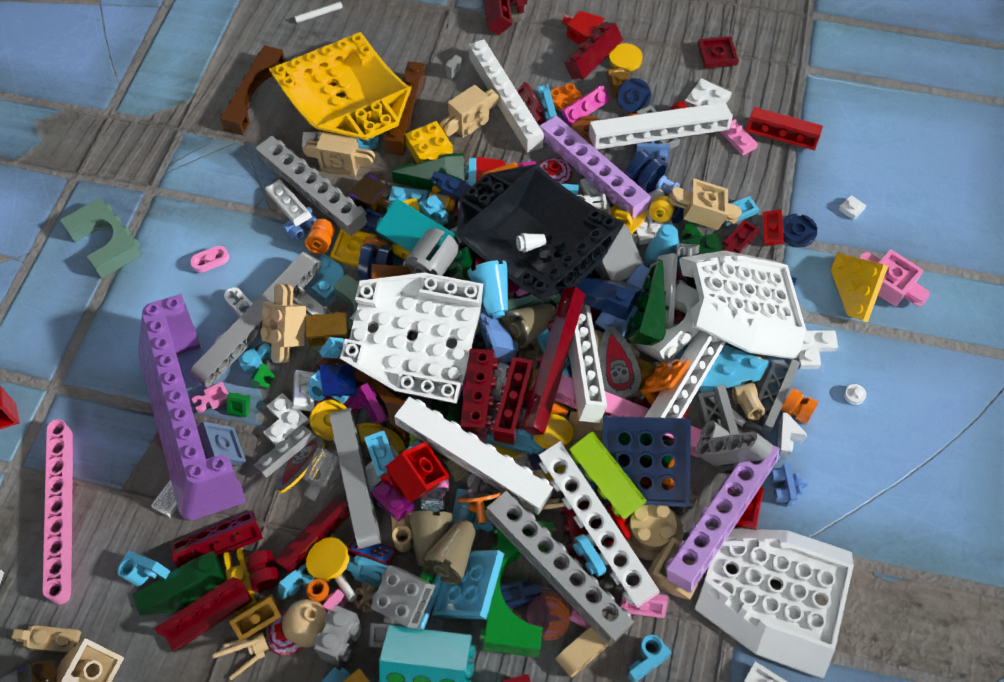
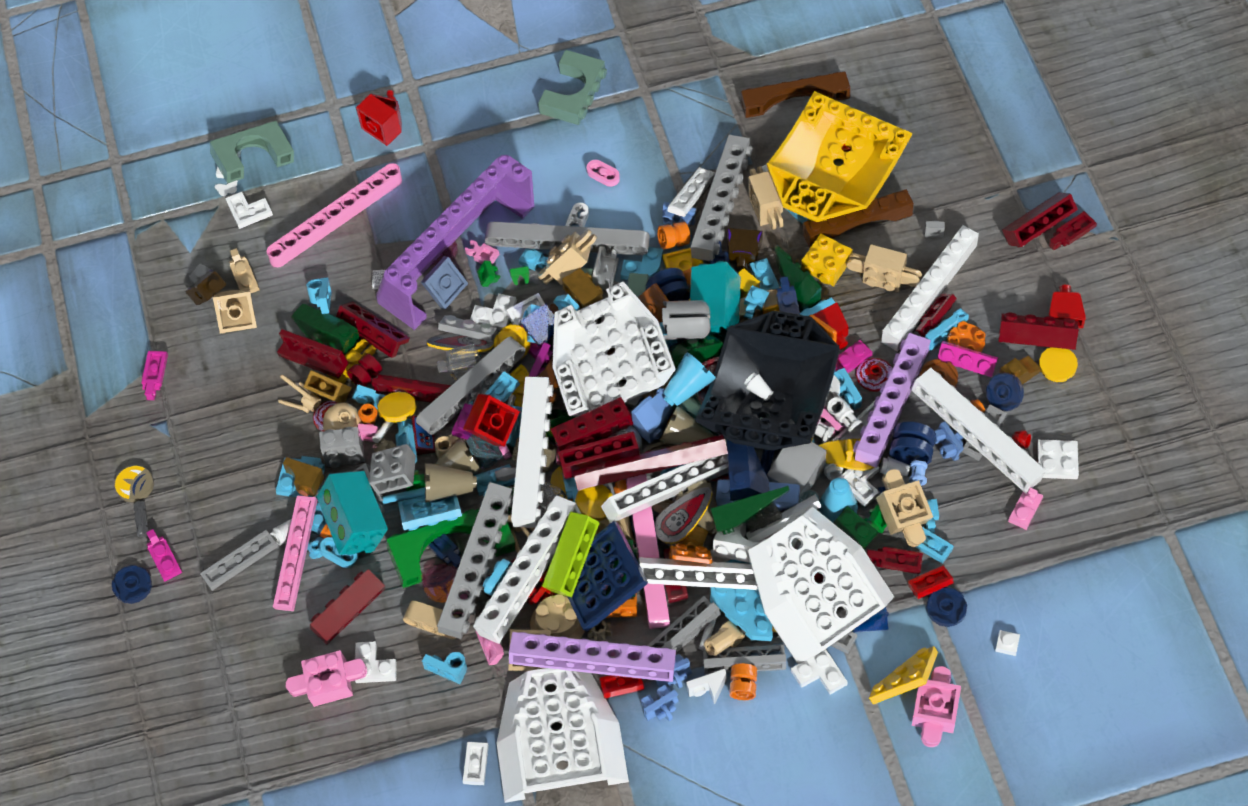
camera: 65 degrees right, 0 degrees up
(318, 12) = (925, 88): white bar -> none
(478, 498) = (497, 474): orange shield -> none
(660, 209) = (874, 475): yellow head -> none
(687, 249) = (834, 511): light grey plate -> none
(718, 52) = (1124, 440): dark red plate -> none
(721, 448) = (654, 627): light grey beam -> none
(784, 128) = (1060, 540): red brick -> none
(855, 394) = (789, 726): white tile -> none

